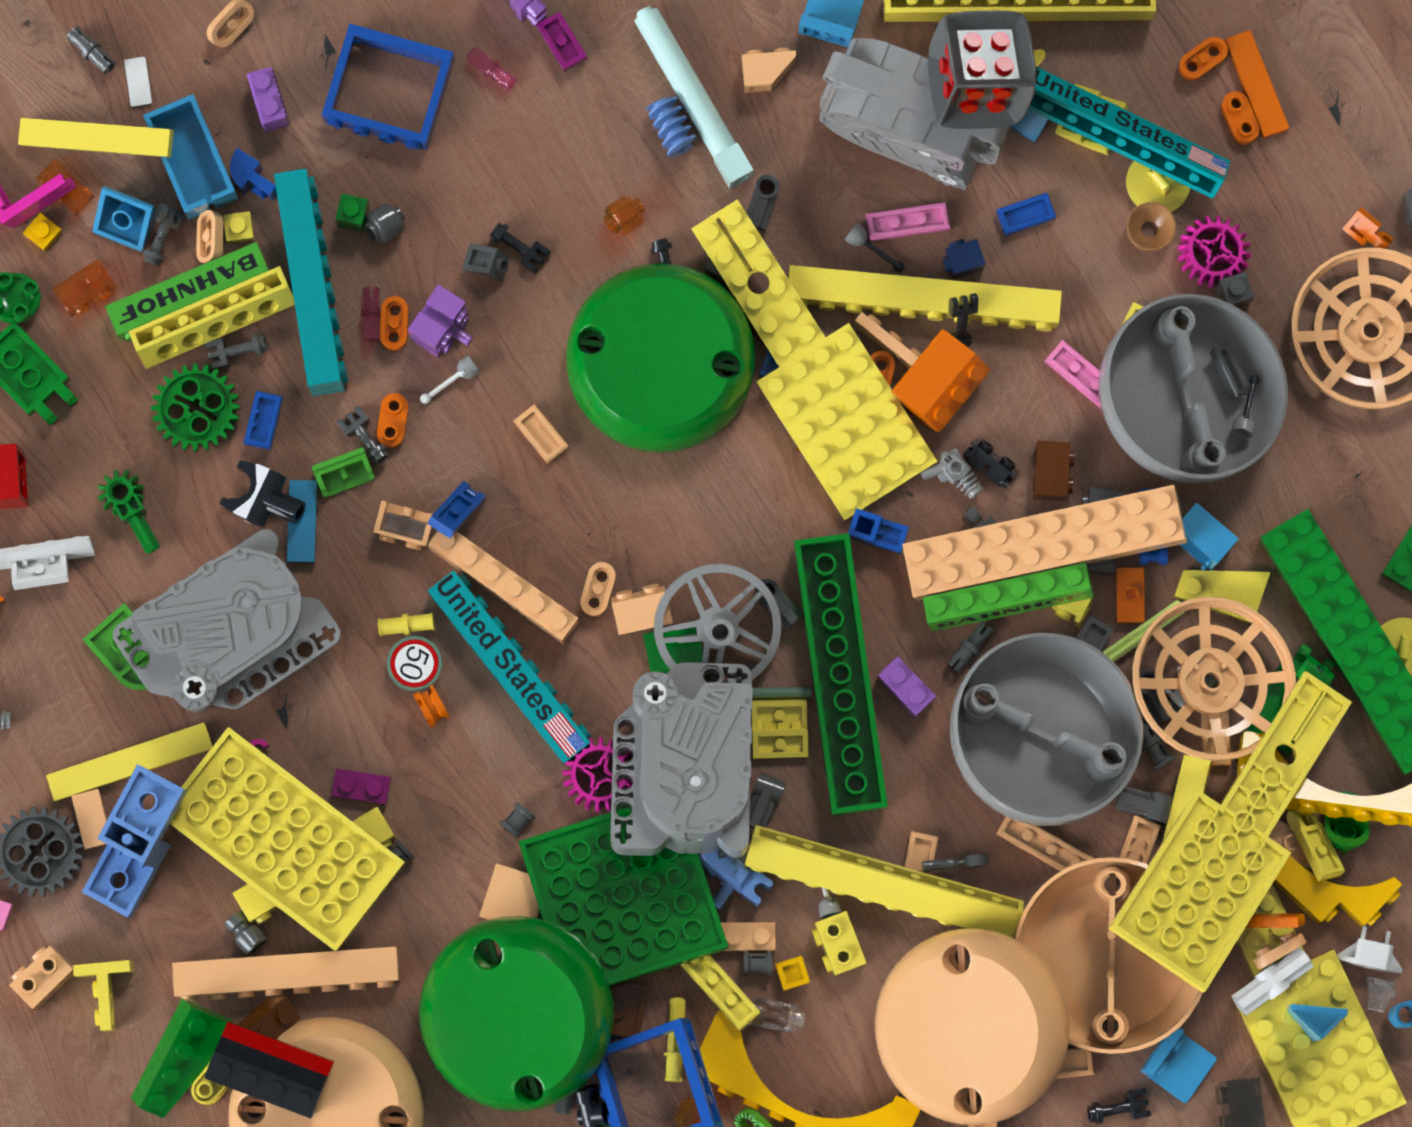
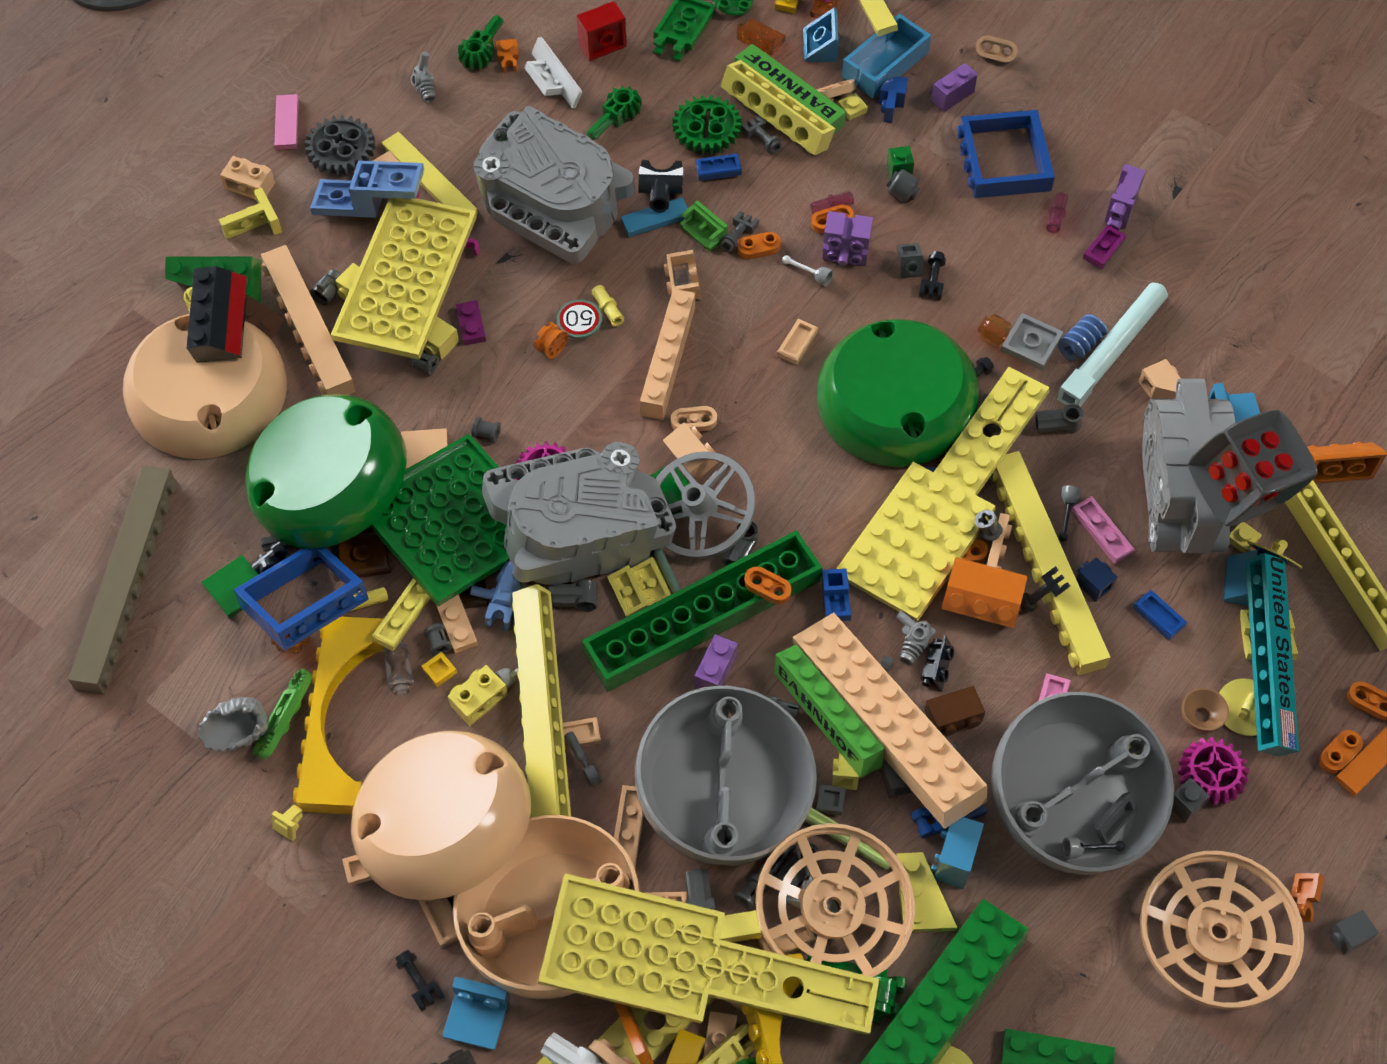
camera: 70 degrees right, 20 degrees down
(138, 81) = (926, 17): white sticker -> none
(168, 219) = (804, 64): dark grey hinge -> none
(309, 282) = (832, 152): teal brick -> none
(456, 509) = (709, 298): blue plate -> none
(509, 667) = (605, 379): teal brick -> none
(663, 185) = (1032, 341): none -> light grey tile
(852, 599) = (769, 585): none -> orange plate
(863, 345) = (994, 526): none -> dark grey bush
(1130, 596) = (880, 816): orange plate -> none

